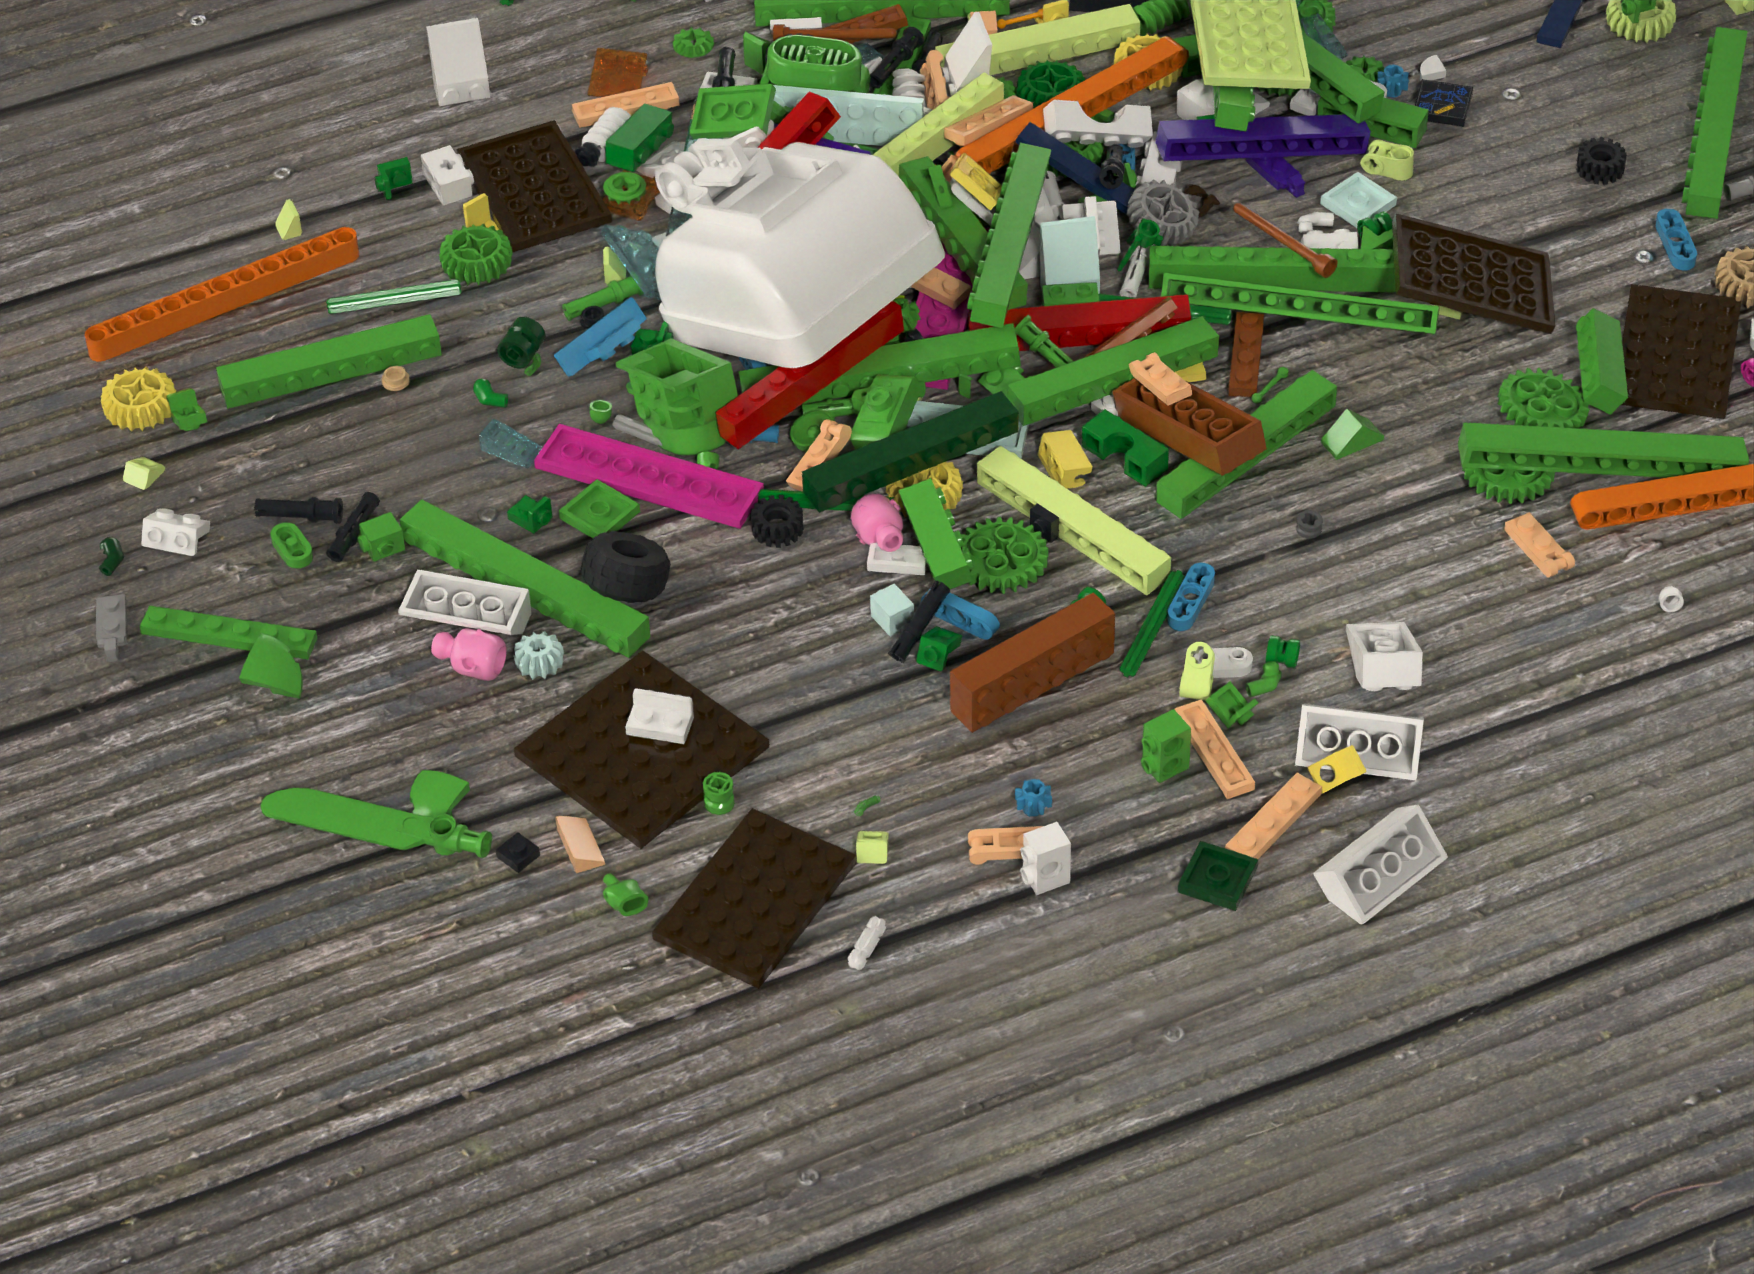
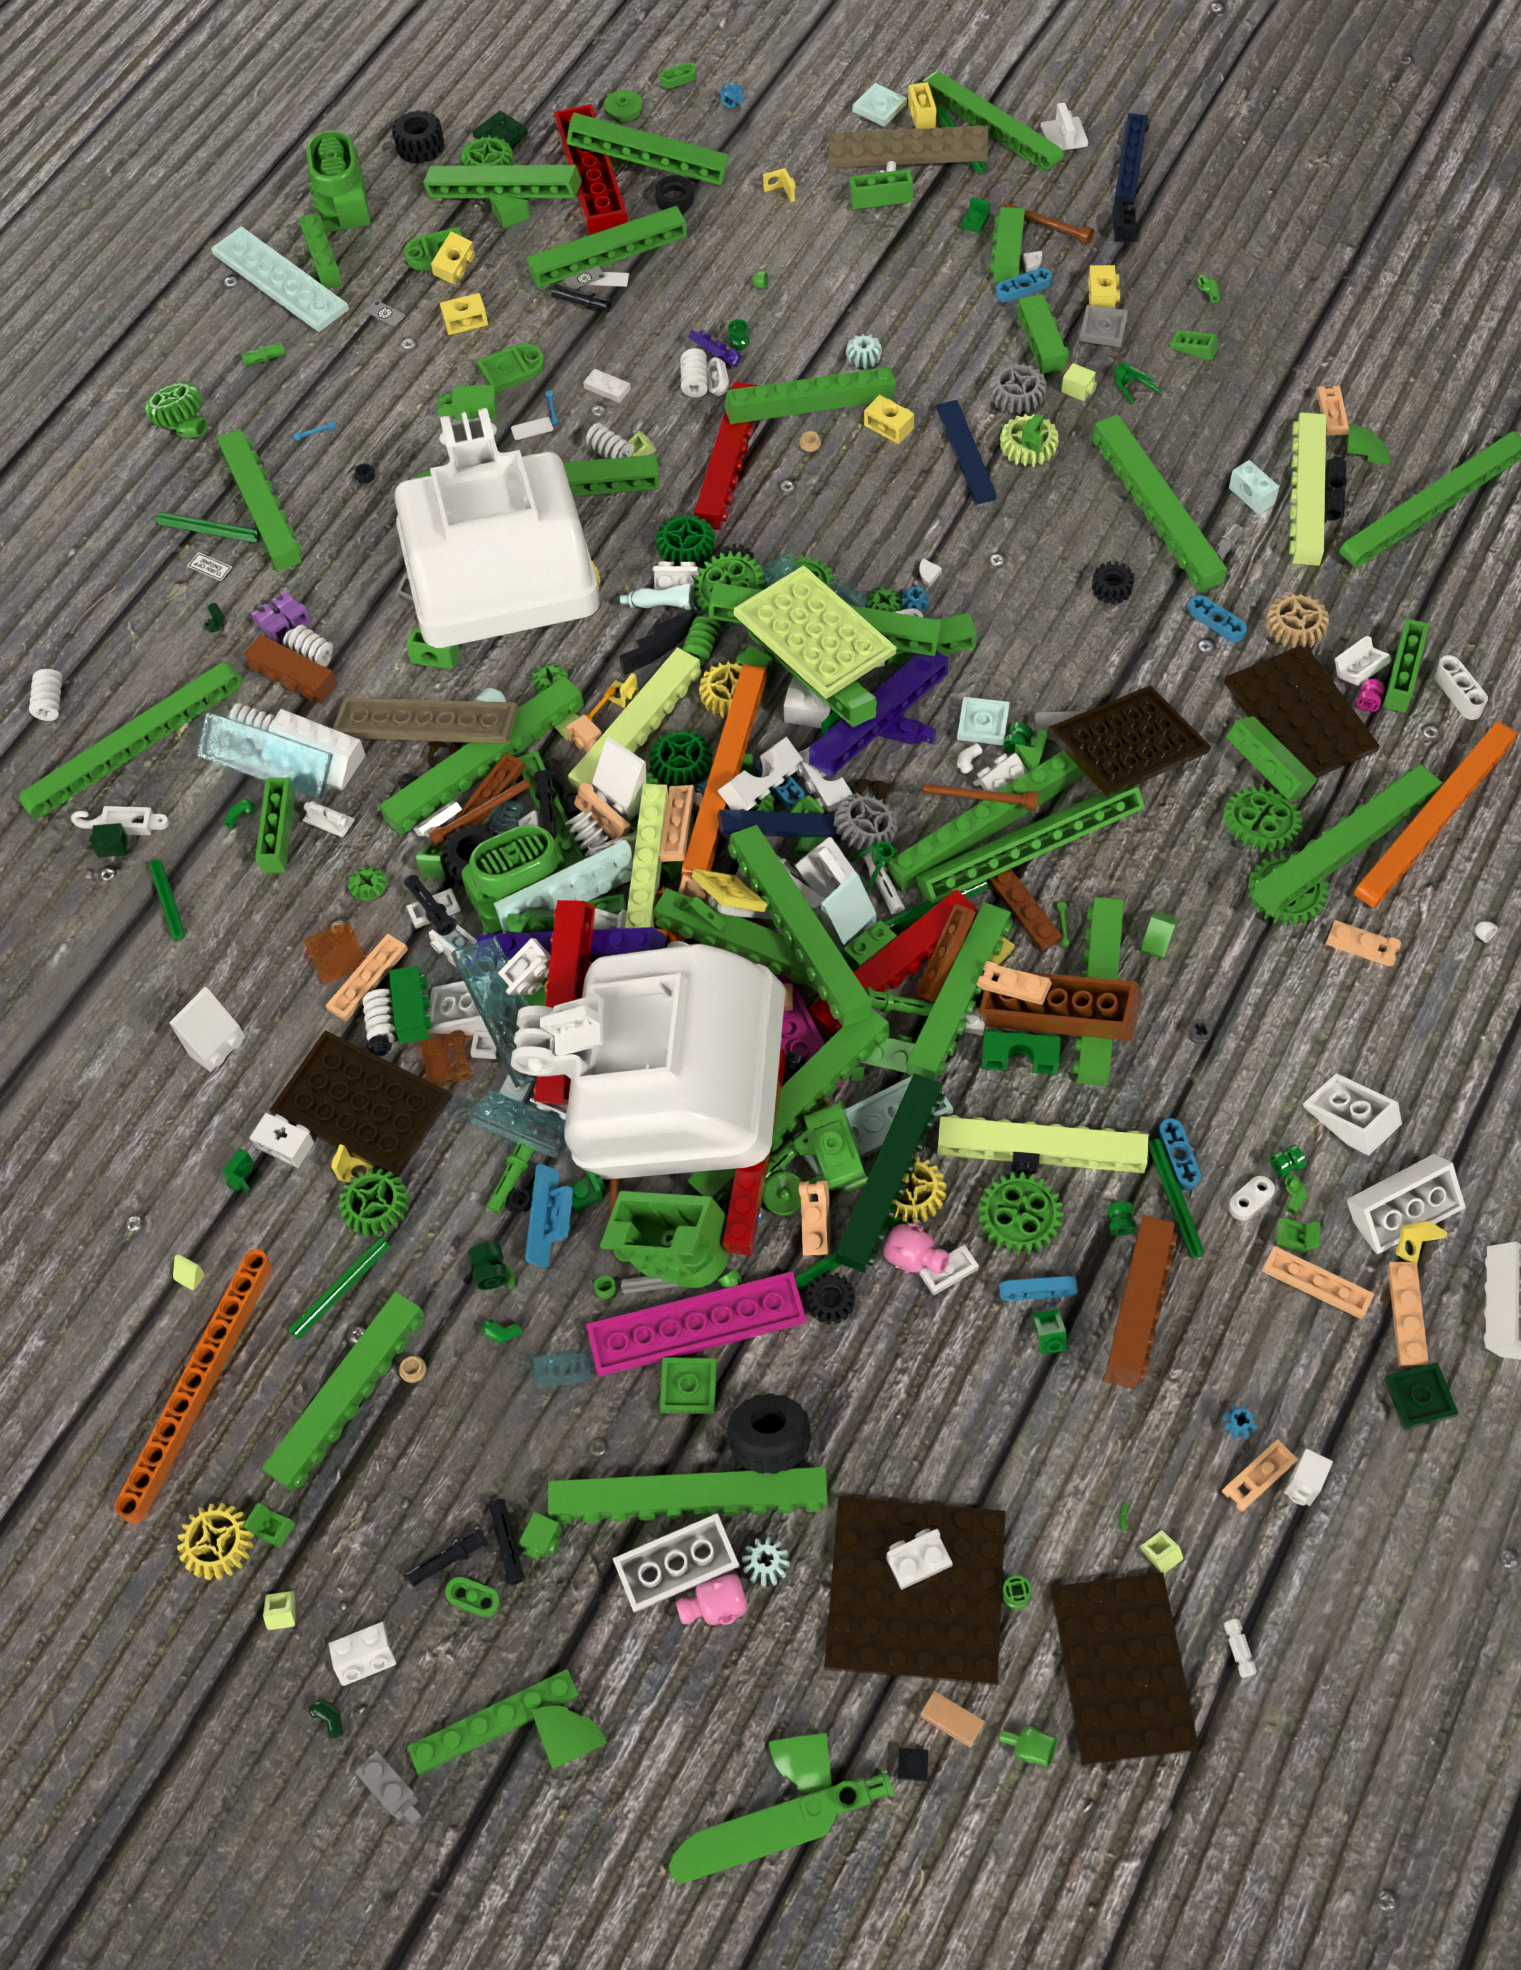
camera: 35 degrees left, 15 degrees up
(530, 513) = (635, 1425): green bracket -> none
(613, 266) = (494, 1143): yellowish green slope -> none
(633, 182) = (442, 1051): bright green gear -> none
(732, 110) = (499, 951): bright green plate -> none
(891, 609) = (987, 1321): light aqua brick -> none
(915, 627) = (1023, 1322): black pin -> none
(935, 535) = (973, 1236): bright green brick -> none
(1064, 458) = (987, 1093): light yellow hinge -> none
(1112, 166) = (787, 793): black pin -> none
(1166, 746) = (1296, 1310): bright green brick -> none
(1197, 678) = (1252, 1223): yellowish green piece -> none
(1391, 160) = (974, 671): yellowish green piece -> none
(1445, 101) = (962, 596): black tile -> none

